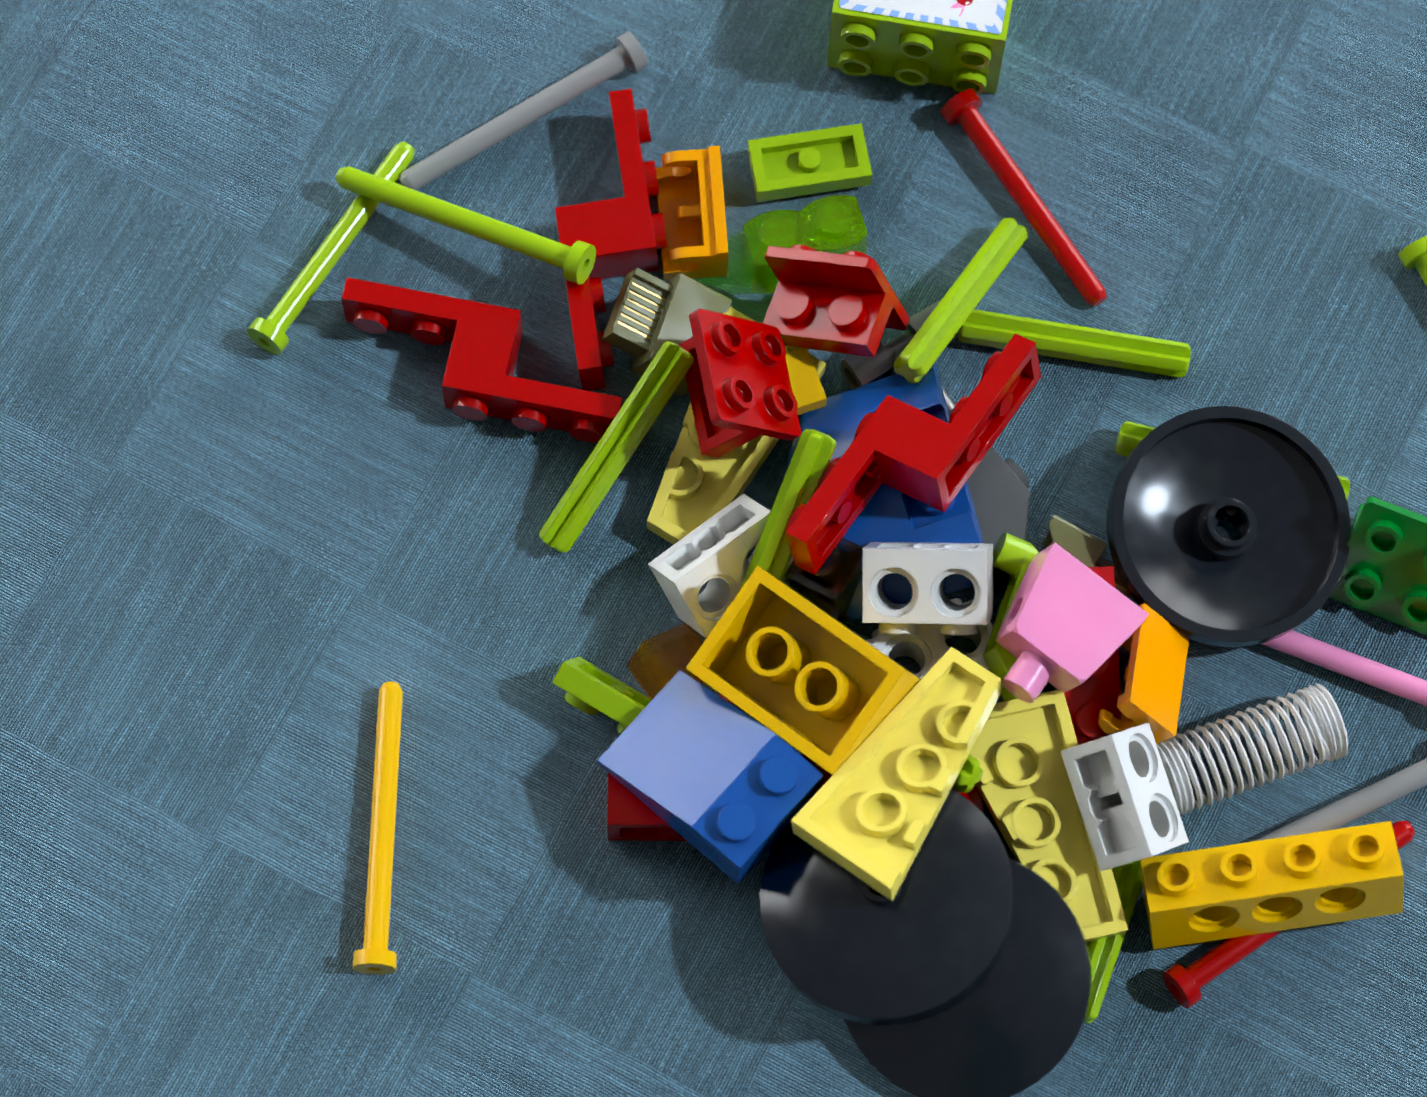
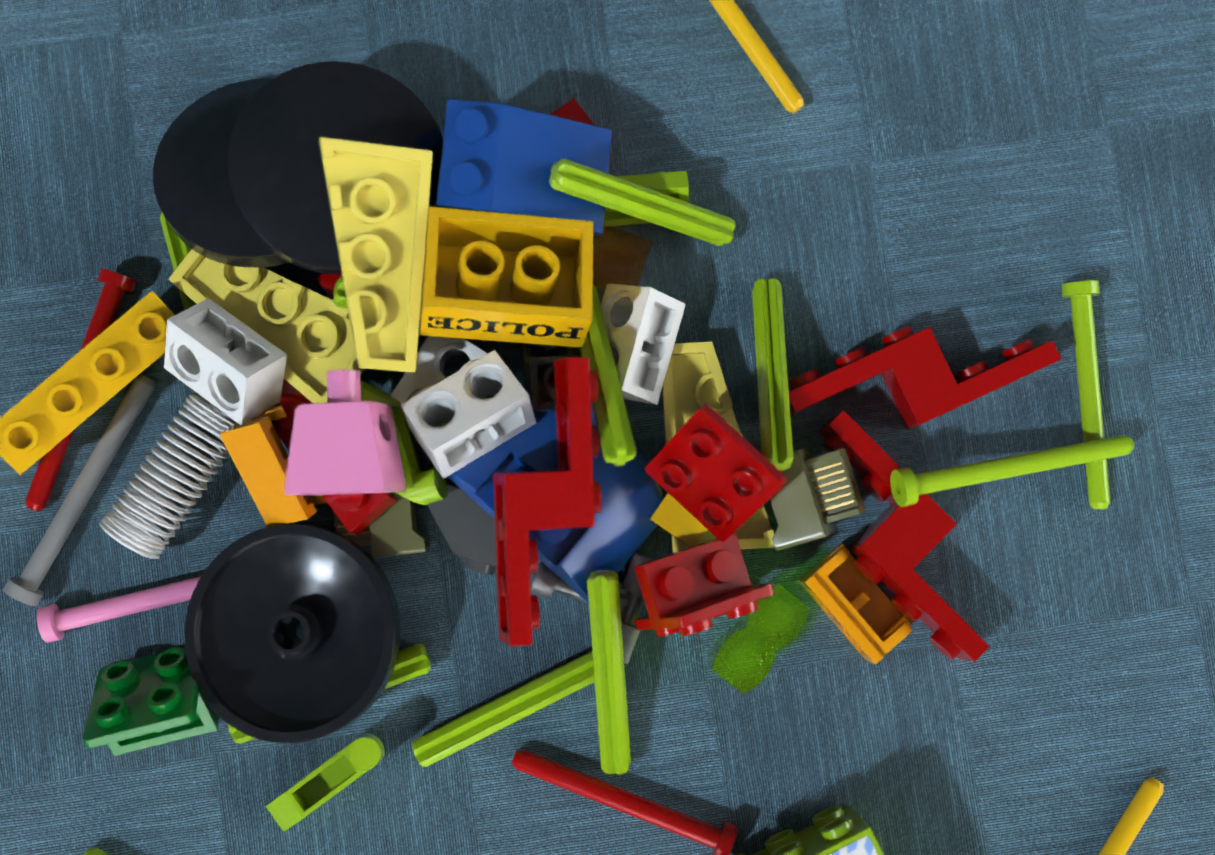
camera: 140 degrees right, 15 degrees up
(620, 673) = (641, 202): none -> lime axle
(627, 54) = (1037, 598): light grey bar -> none
(809, 162) = (802, 710): lime plate -> none
(1287, 391) = (326, 780): none -> lime piece

